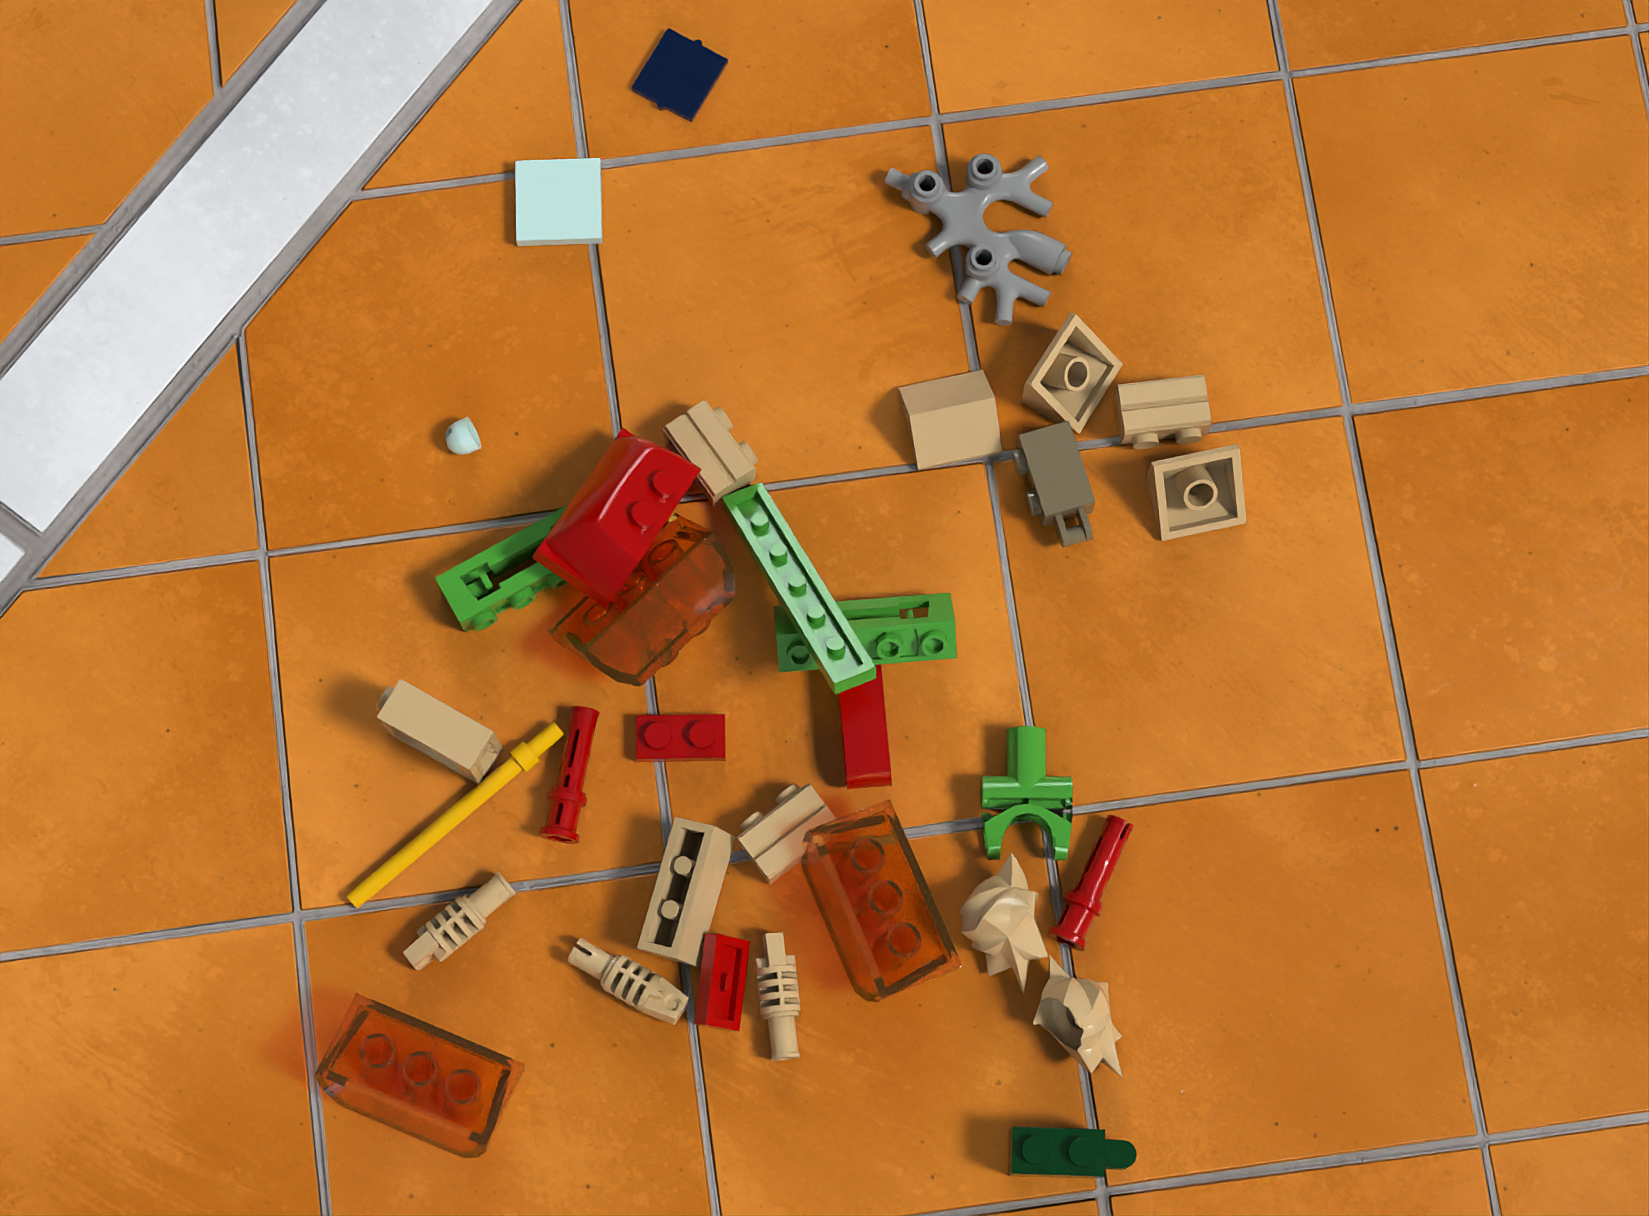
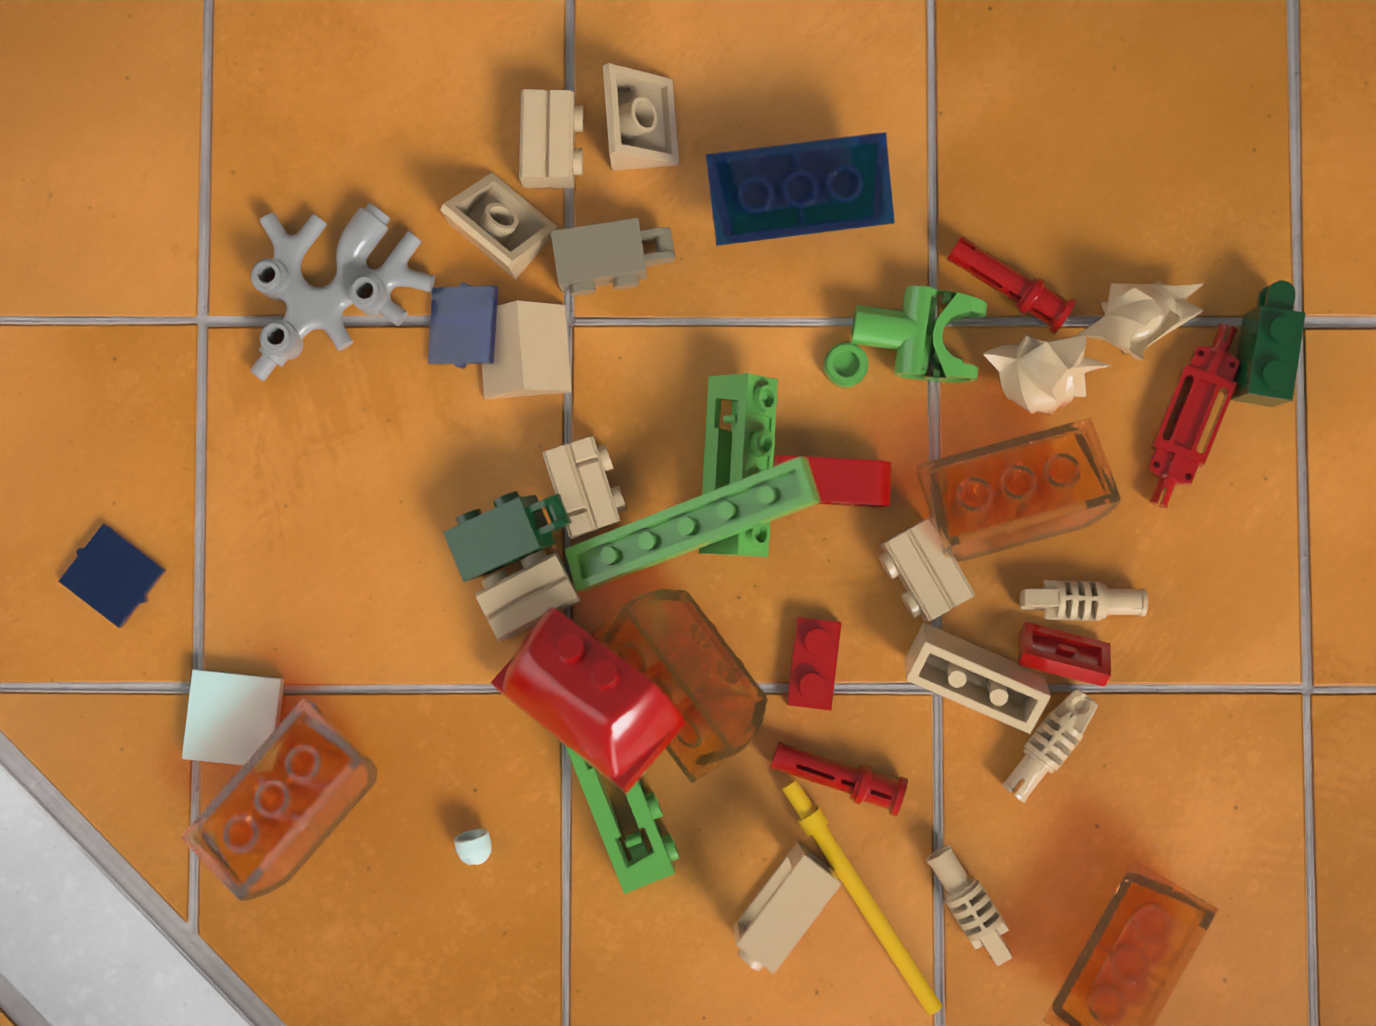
camera: 85 degrees left, 10 degrees up
(483, 254) = (281, 804): none -> clear orange windscreen
(767, 420) = (505, 533): none -> dark green brick
(824, 490) = (581, 480): none -> tan brick
(966, 356) = (463, 325): none -> clear blue piece
(984, 730) = (845, 365): none -> bright green tile
(1031, 1099) = (1209, 372): none -> red piece
(1148, 648) = (800, 188): none -> windscreen

